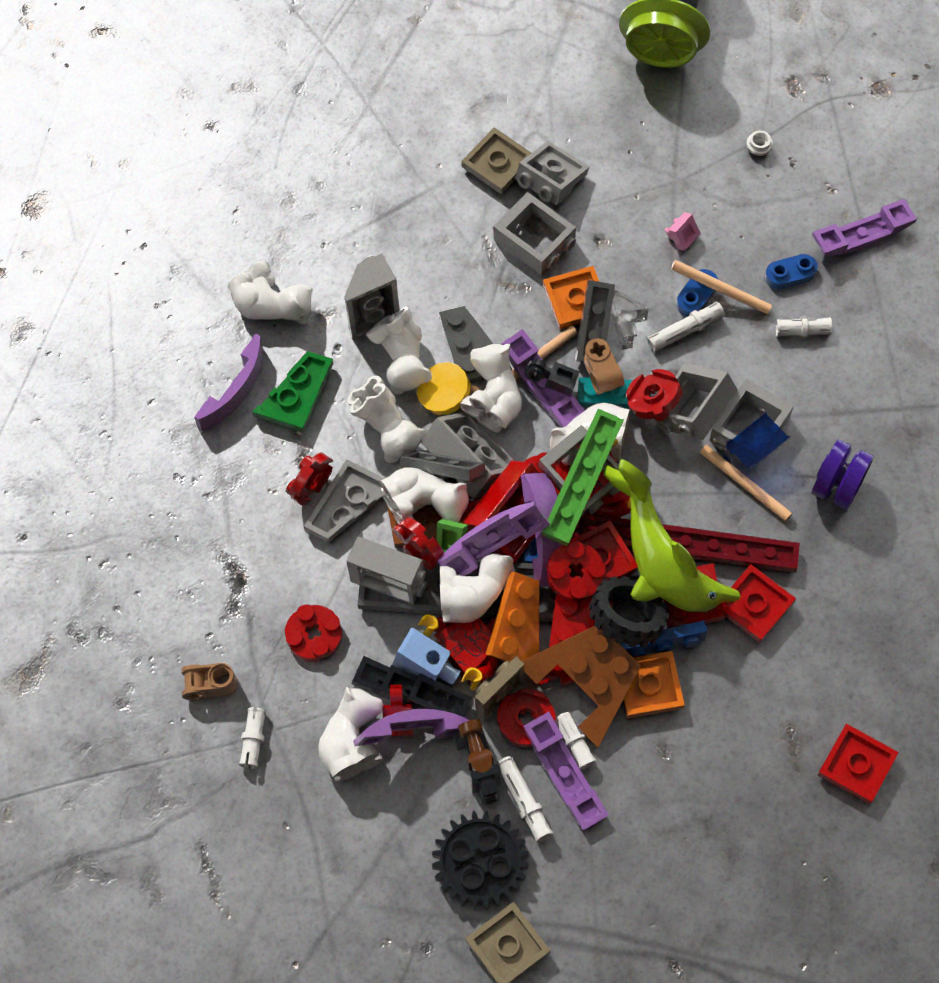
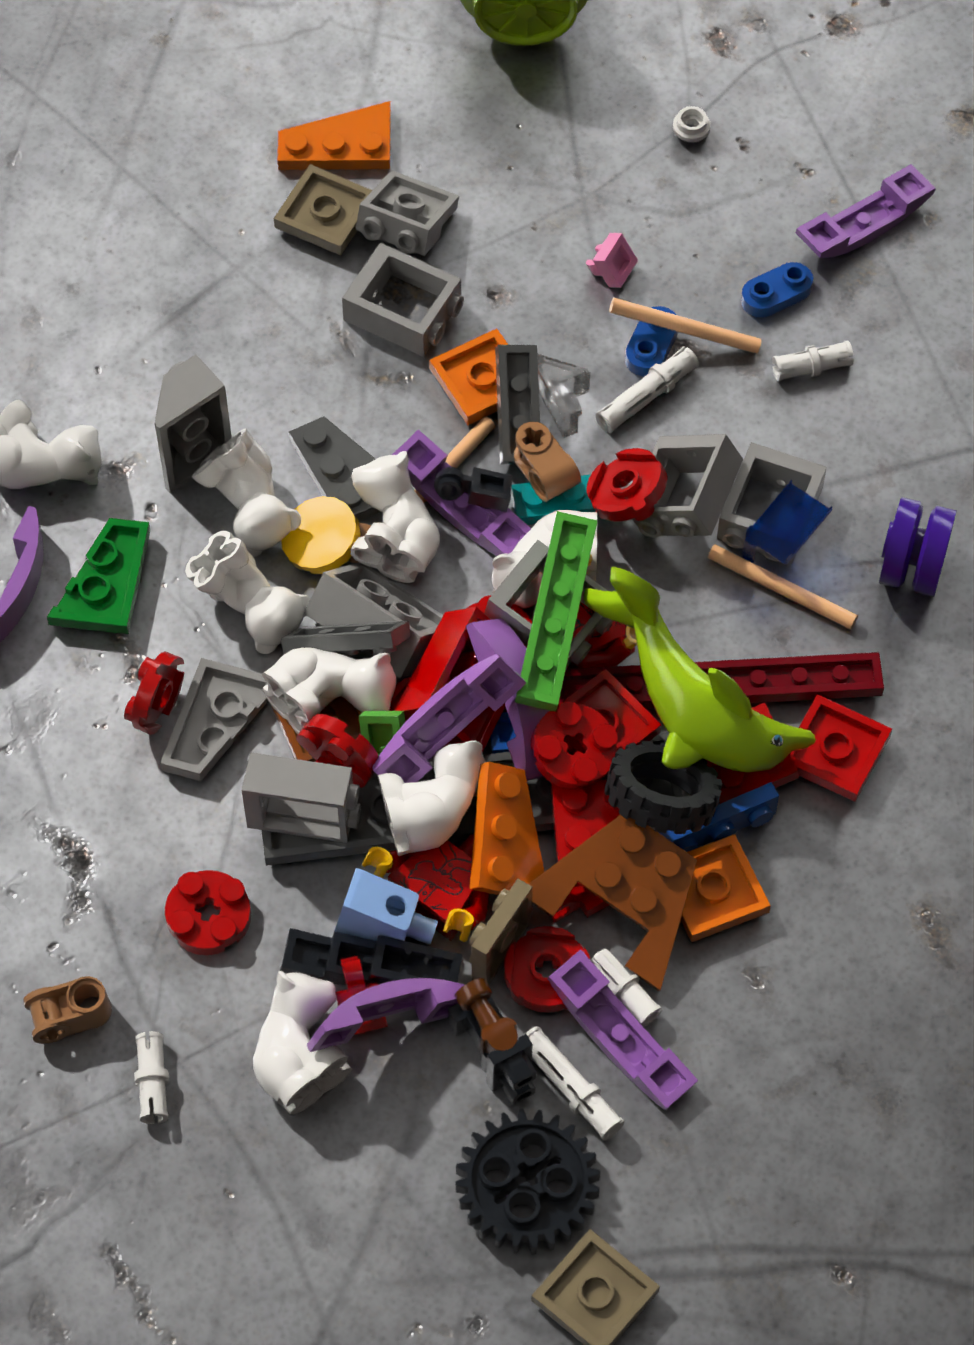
camera: 15 degrees left, 5 degrees down
(518, 113) = (339, 142): none -> orange wing

